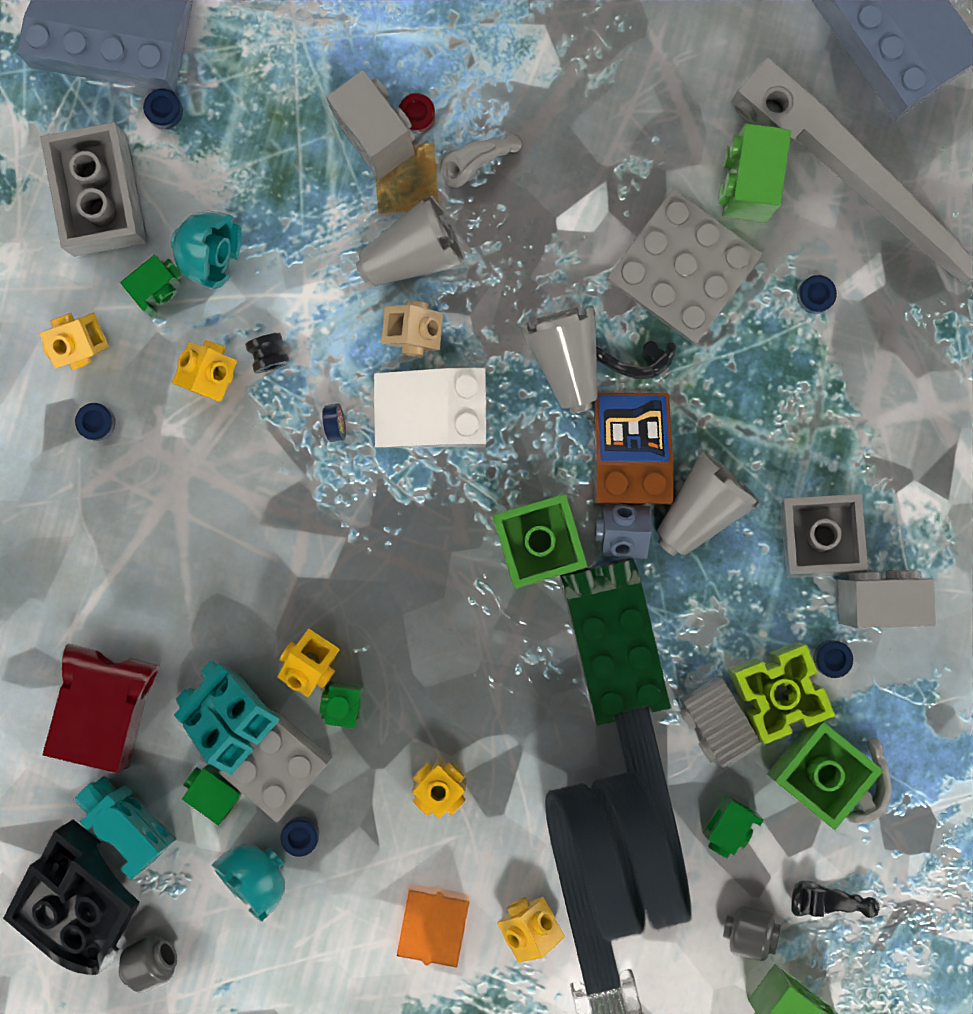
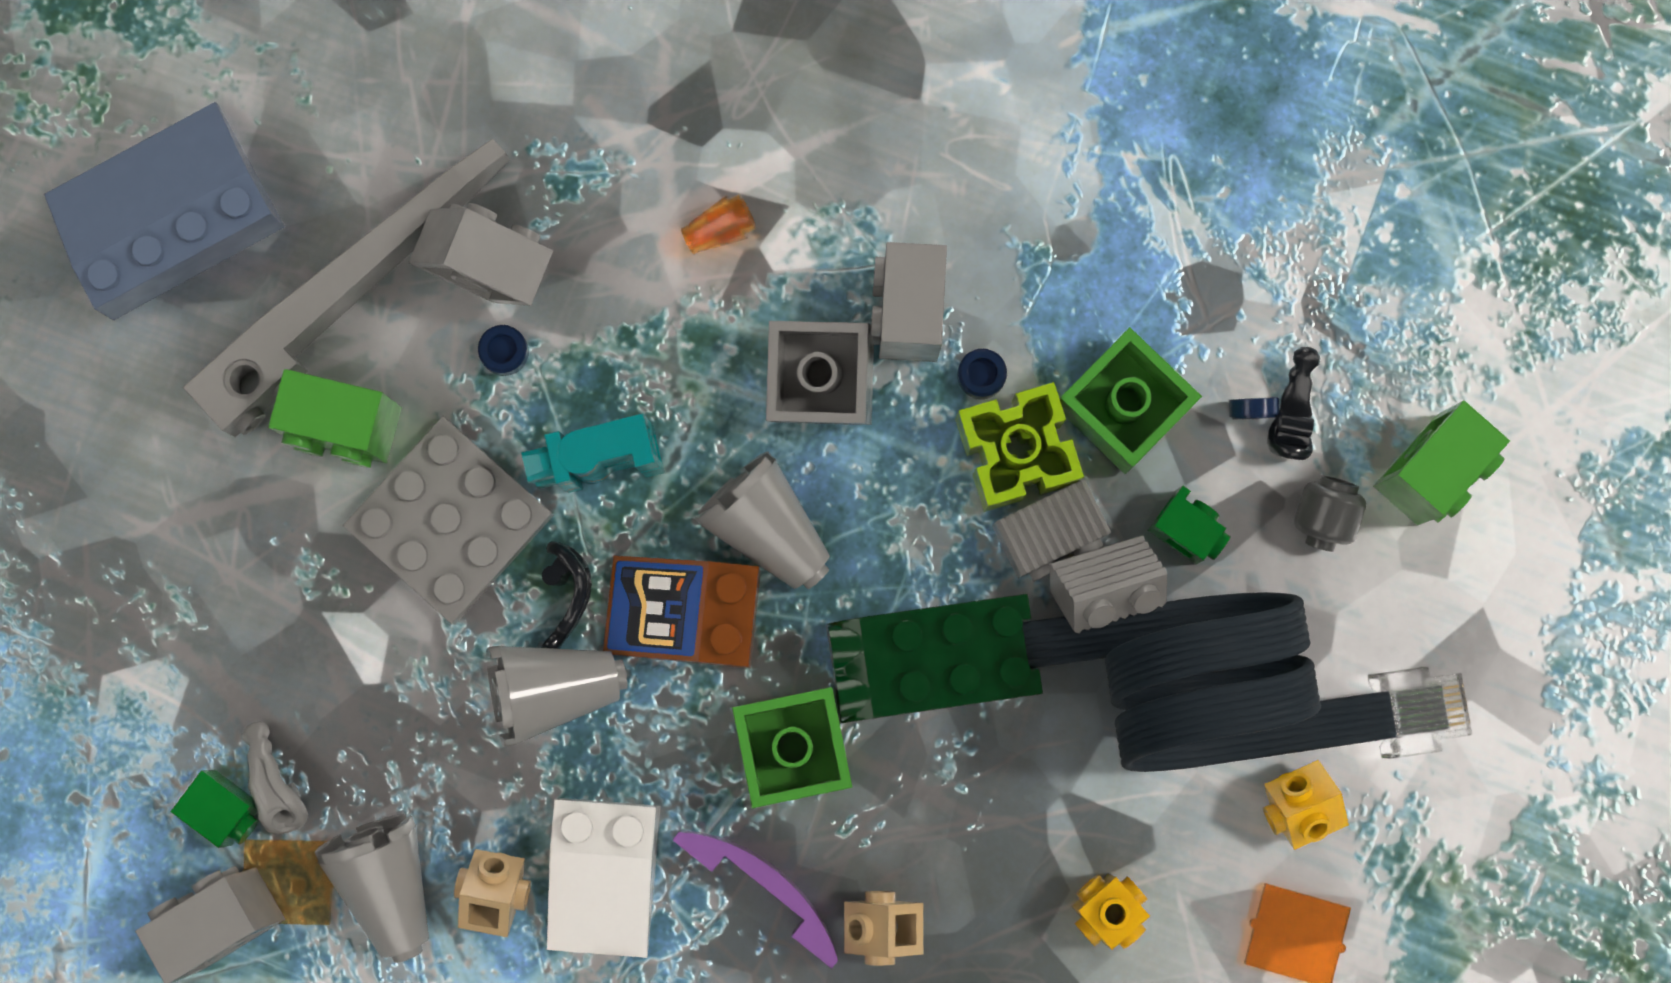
camera: 85 degrees left, 5 degrees down
(405, 566) = (810, 931): none -> medium lavender slope
(412, 612) = (873, 930): none -> tan brick
(419, 111) = (199, 858): dark red tile -> none
(454, 120) = (217, 809): none -> green brick
(624, 531) = (790, 632): sand blue brick -> none
(683, 769) = (1108, 584): none -> light grey brick
(746, 371) = (594, 453): none -> teal hips
(827, 869) = (1254, 408): none -> dark blue tile
(871, 808) = (1177, 352): light grey piece -> none
(892, 270) = (482, 254): none -> light grey brick
(929, 448) = (719, 225): none -> clear orange cone

